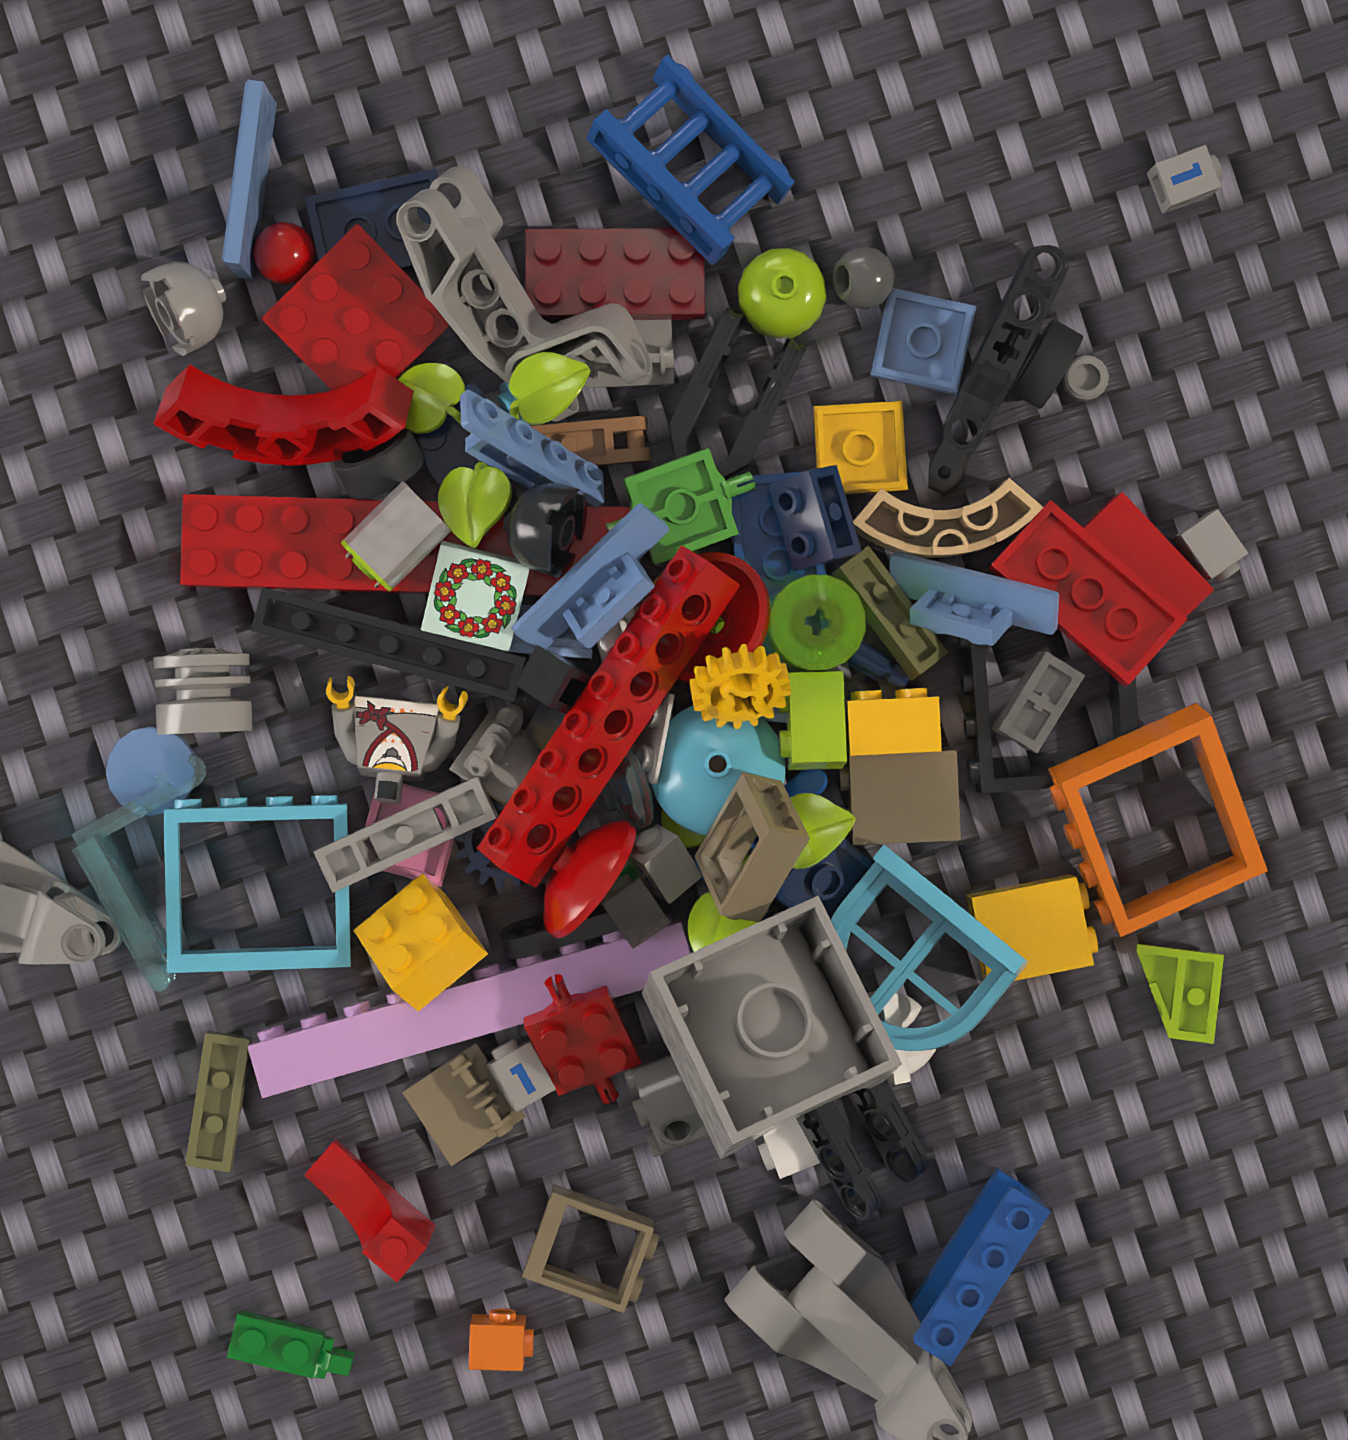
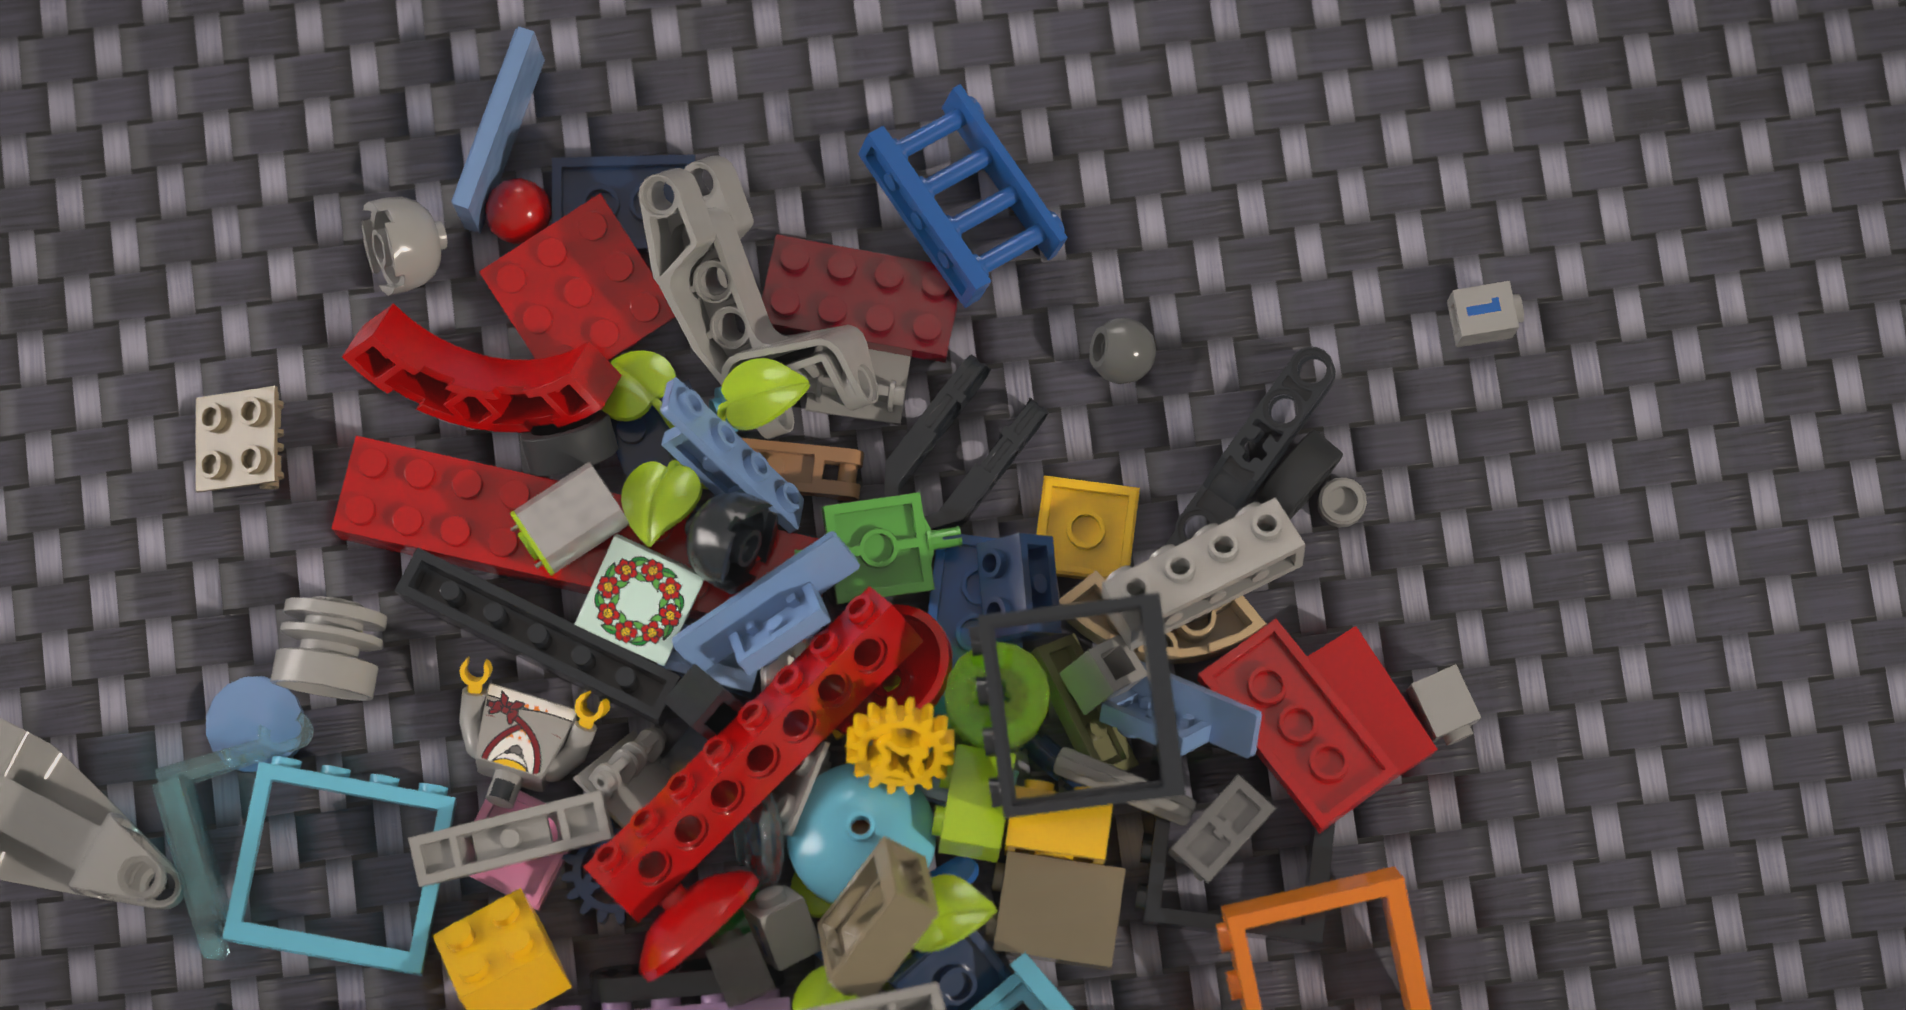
camera: 10 degrees right, 10 degrees down
(76, 515) = (239, 440): none -> hinge
(781, 293) = (1033, 351): lime cylinder -> none
(905, 581) = (1102, 674): none -> light grey brick
(923, 341) = (1174, 430): medium blue tile -> none
(943, 678) = (1096, 773): none -> light grey axle
(979, 473) = (1209, 568): none -> light grey brick
(990, 668) = (1161, 697): none -> black window

